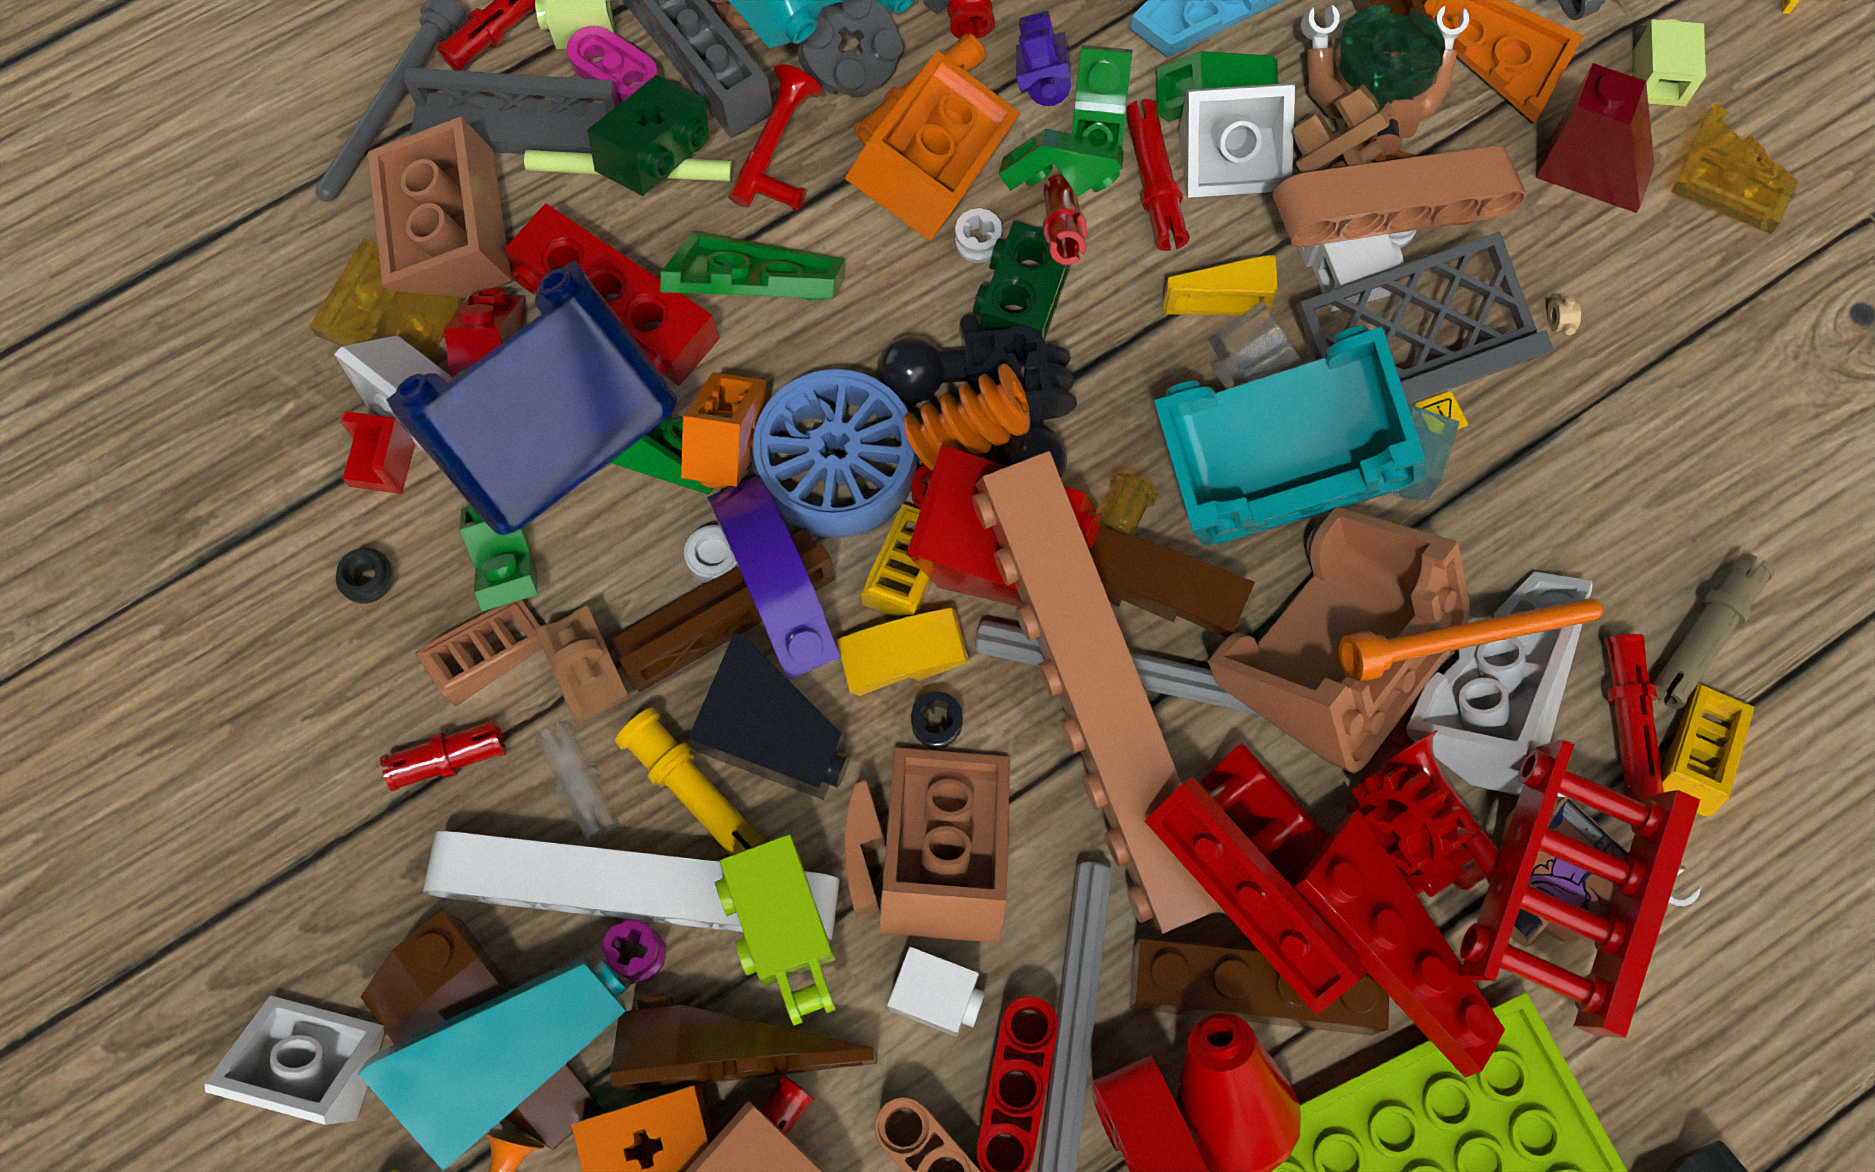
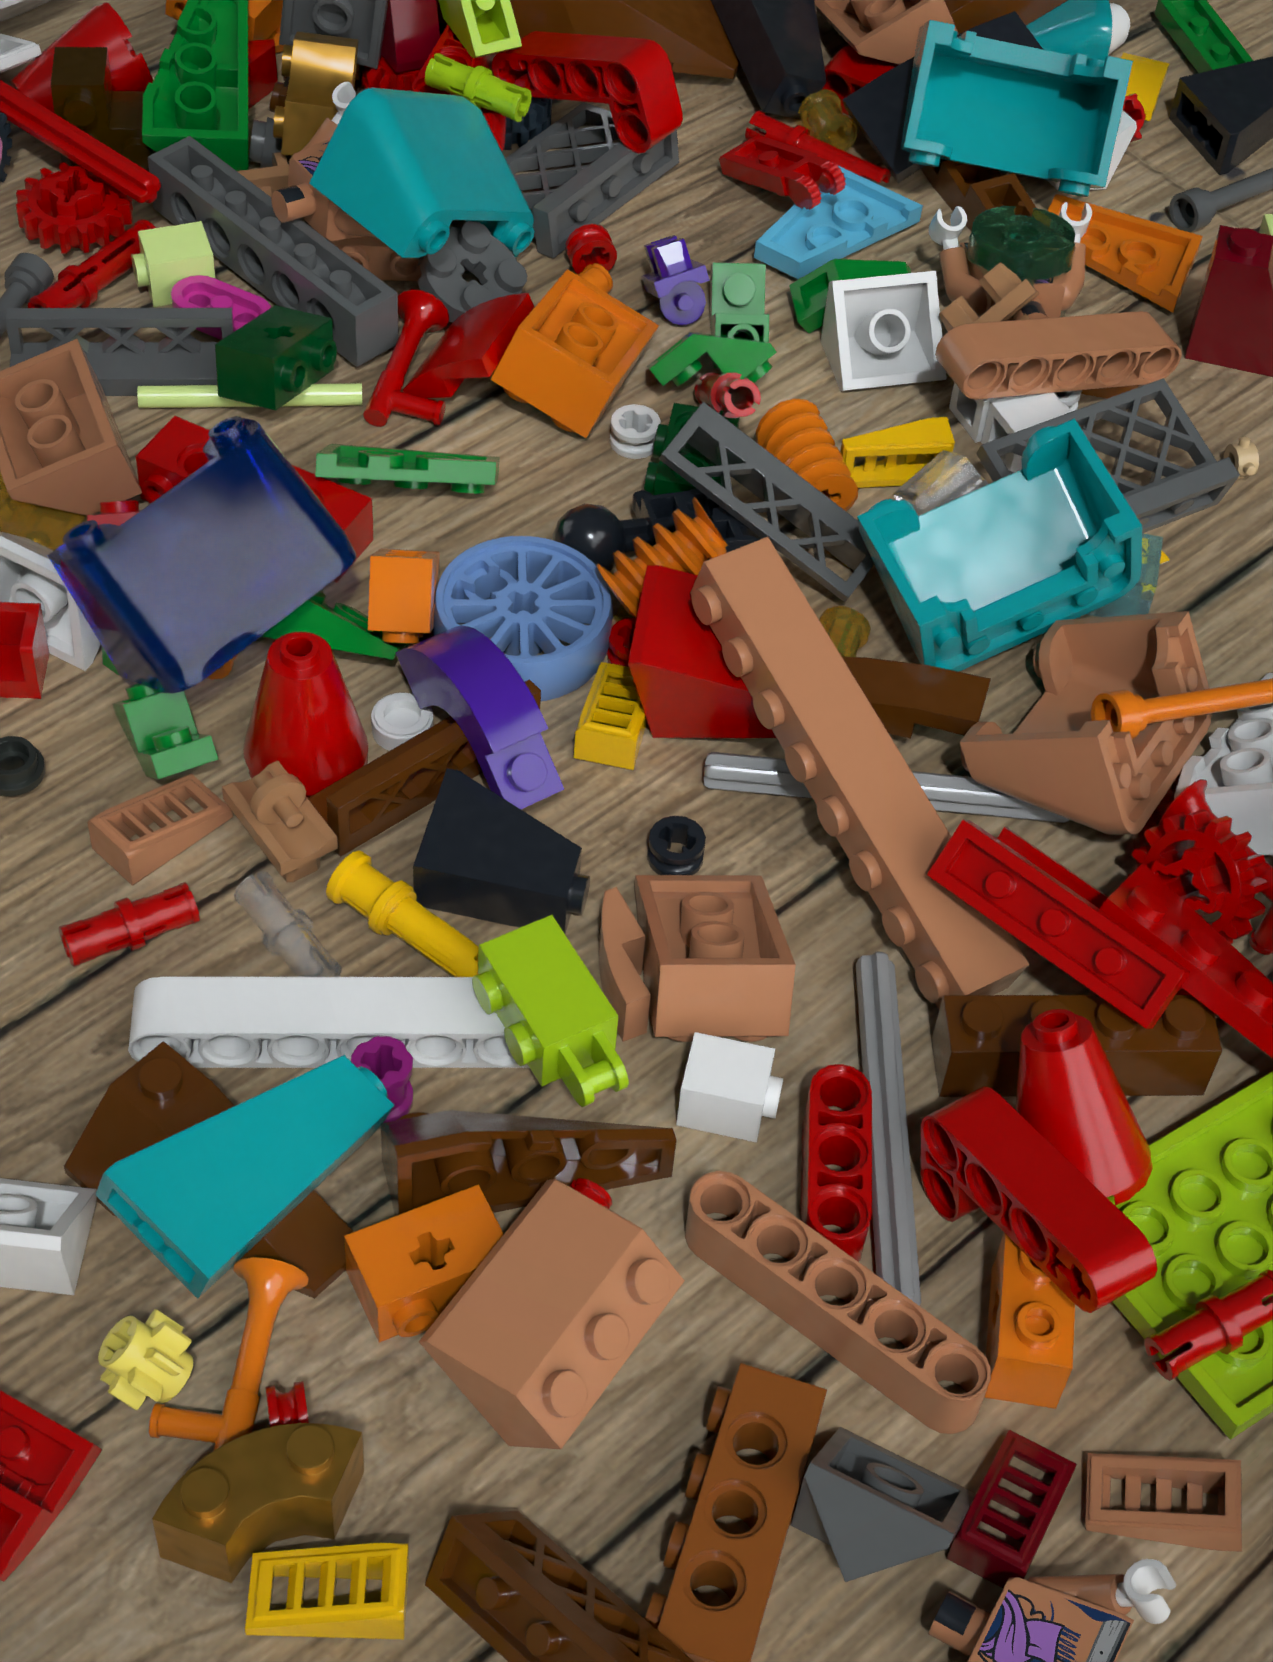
camera: 15 degrees left, 20 degrees down
(619, 567) = (304, 715): none -> red cone
(834, 133) = (470, 346): none -> red slope
(902, 650) = (638, 779): yellow slope -> none
(1088, 332) = (782, 493): none -> dark grey fence
(1130, 292) = (801, 441): none -> orange piece
(1160, 192) = (813, 378): red pin -> none

